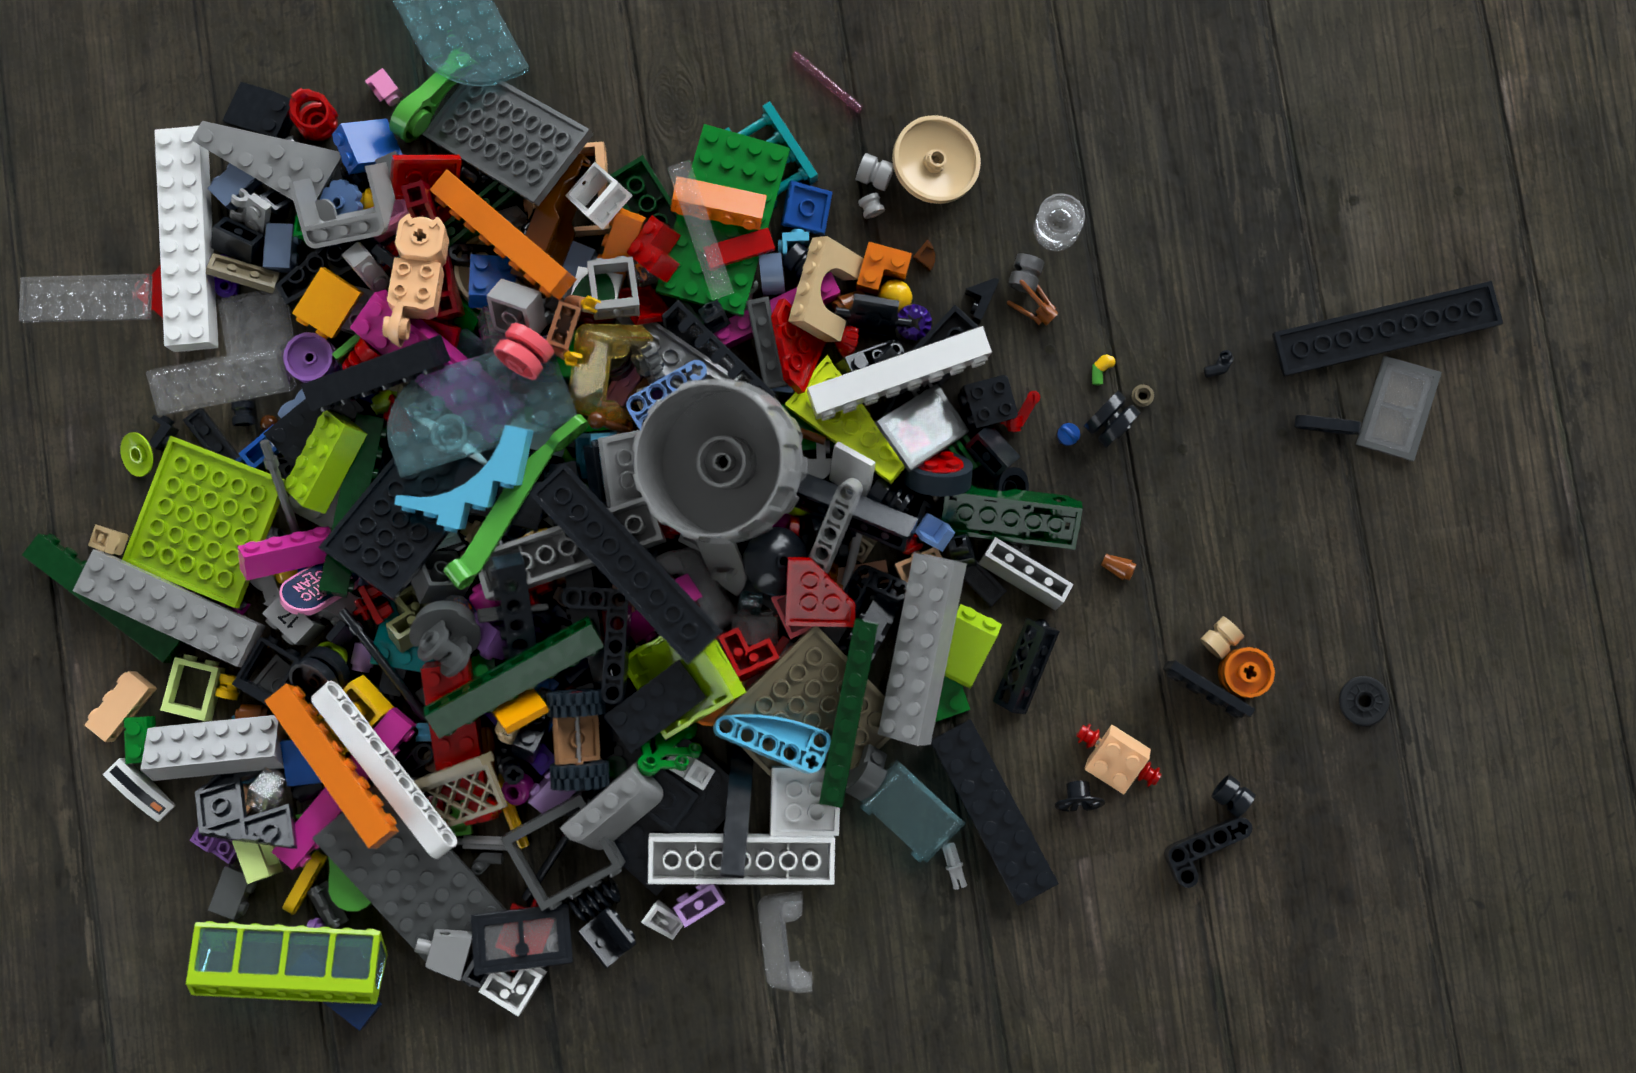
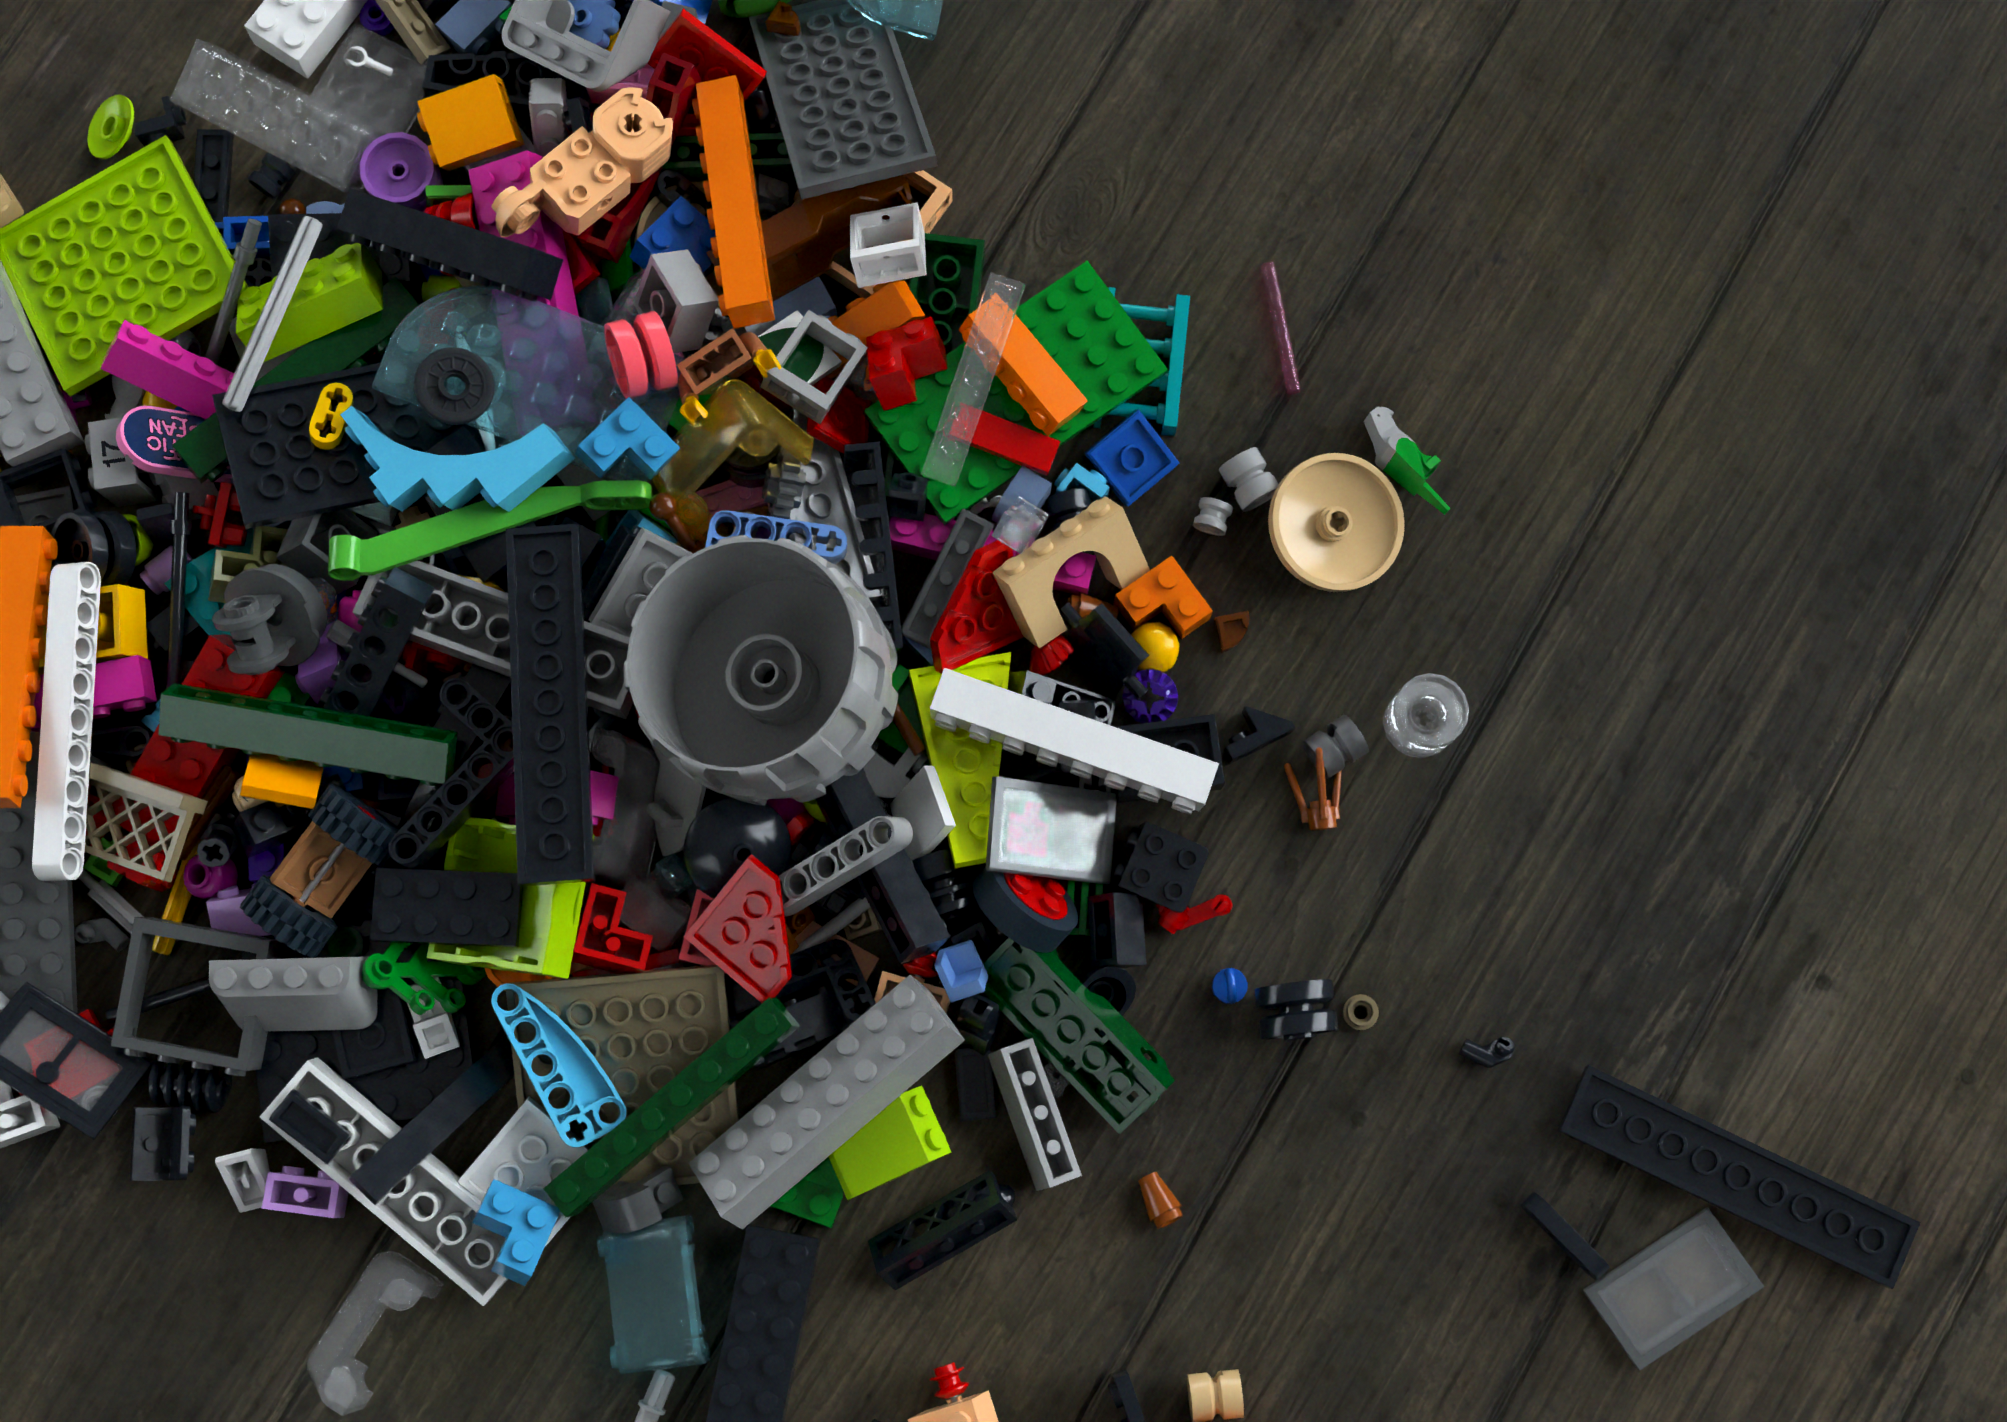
camera: 30 degrees right, 5 degrees down
(242, 314) = (367, 62): none -> white hand
(314, 481) = (272, 314): none -> light grey axle
(383, 511) = (323, 414): none -> yellow beam
(437, 456) = (454, 363): none -> black wheel
(443, 121) = (783, 20): none -> reddish brown tile
(553, 396) = (631, 434): none -> dark azure brick
(677, 867) = (310, 1126): none -> black tile
(783, 286) = (1020, 525): none -> clear brick
(821, 828) = (524, 1224): none -> dark azure brick
(941, 100) = (1402, 457): none -> green animal
(1103, 363) = (1336, 934): arm -> none

